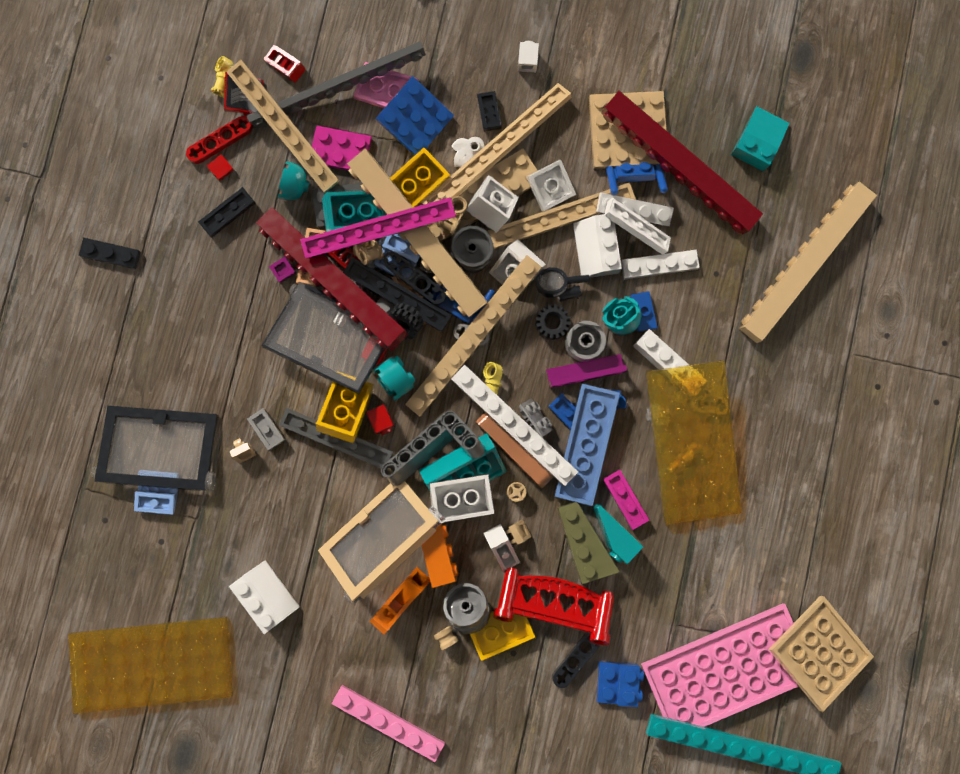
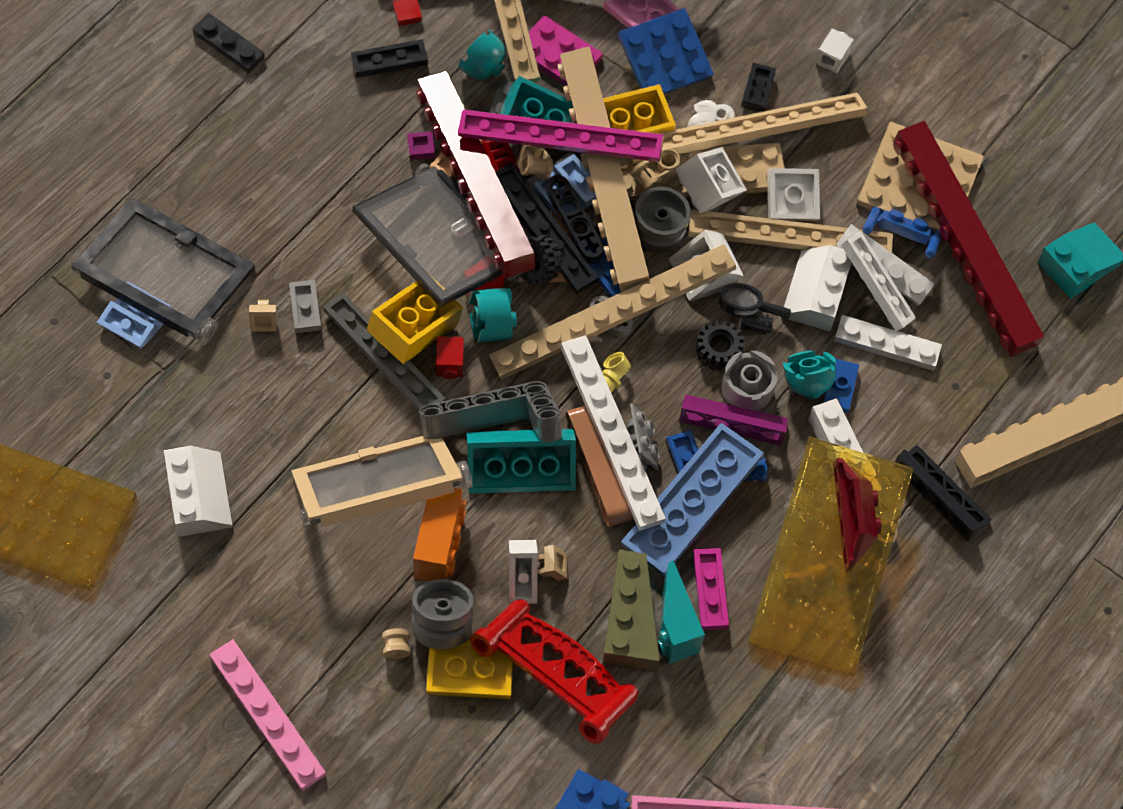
camera: 25 degrees right, 20 degrees down
(400, 600) = (365, 571): orange arch -> none
(462, 498) = (504, 485): white slope -> none
(514, 493) = (576, 509): tan wheel -> none
(576, 653) = (552, 743): black beam -> none
(704, 415) = (856, 512): none -> dark red wedge
(739, 361) = (940, 496): none -> black fence

